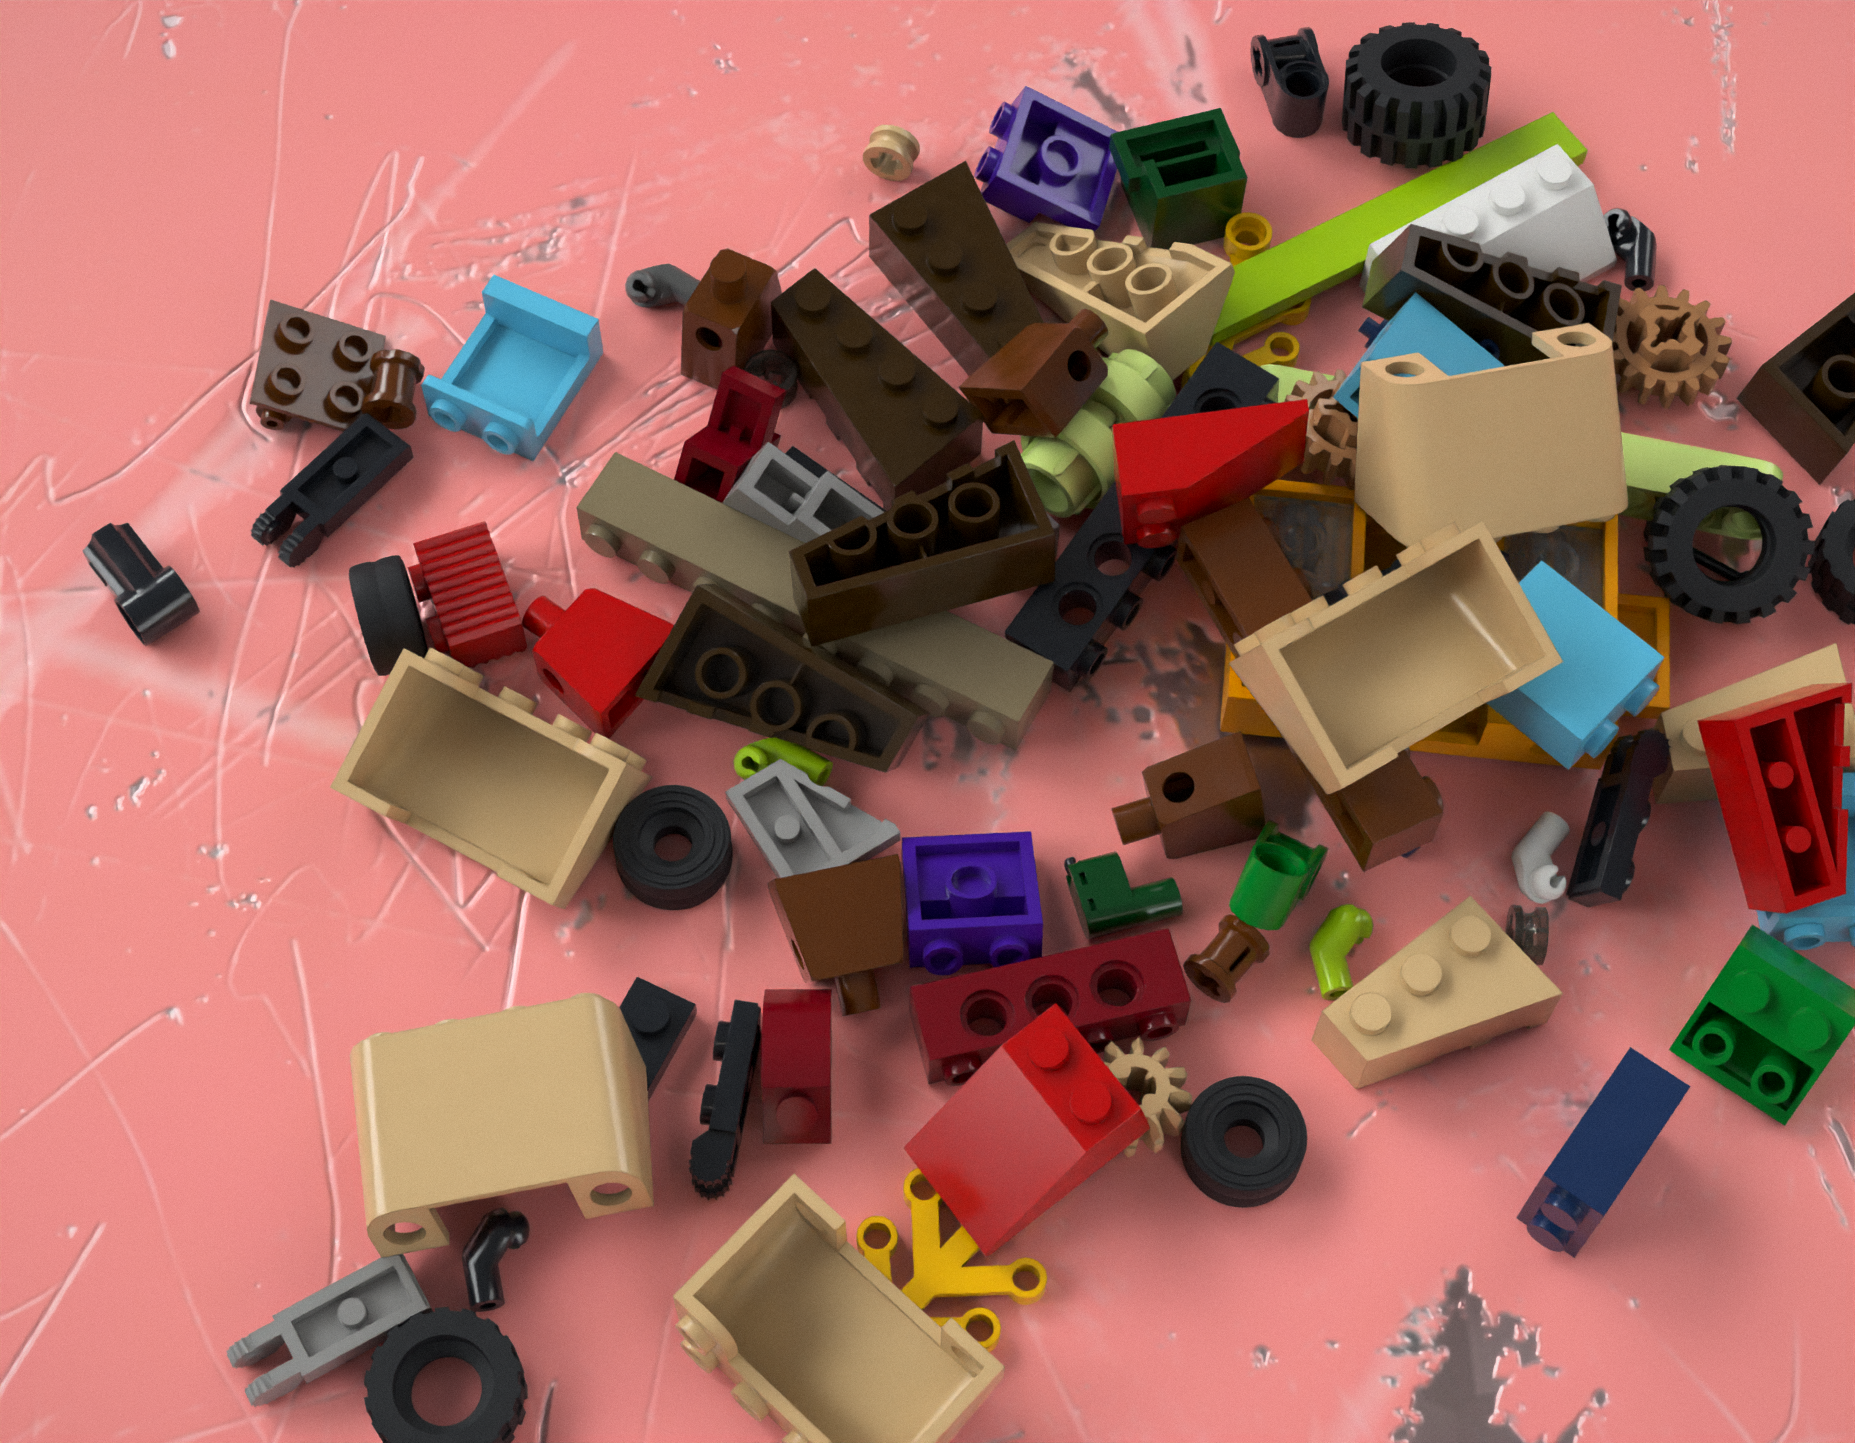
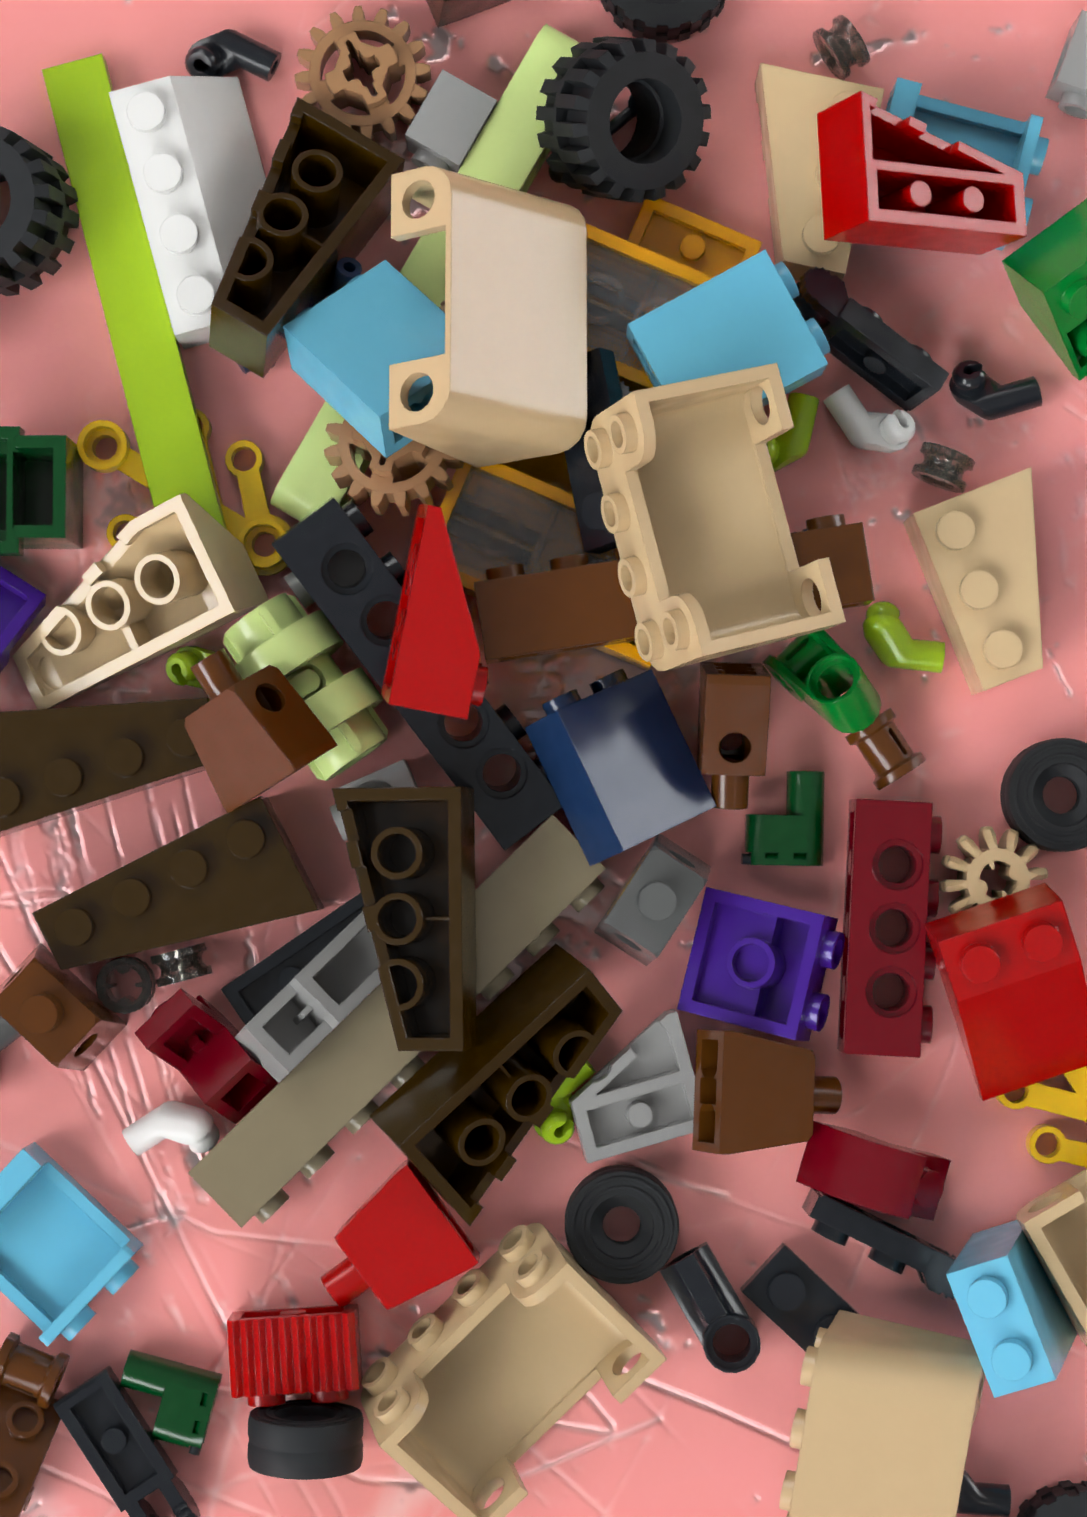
camera: 70 degrees left, 25 degrees up
(393, 523) = (186, 1396): none -> dark green piece
(615, 946) = (709, 1304): none -> black piece
(655, 445) = (174, 1122): none -> white arm
(691, 1197) = (1010, 1310): none -> medium azure brick
(805, 413) = (181, 964): none -> clear smoke bush
(1004, 779) = (654, 900): none -> dark grey torso
(1121, 708) = (618, 764): none -> dark blue brick
(1488, 792) = (796, 441): none -> lime arm
(1613, 964) = (988, 398): none -> black arm
(1659, 411) = (448, 123): none -> light grey brick

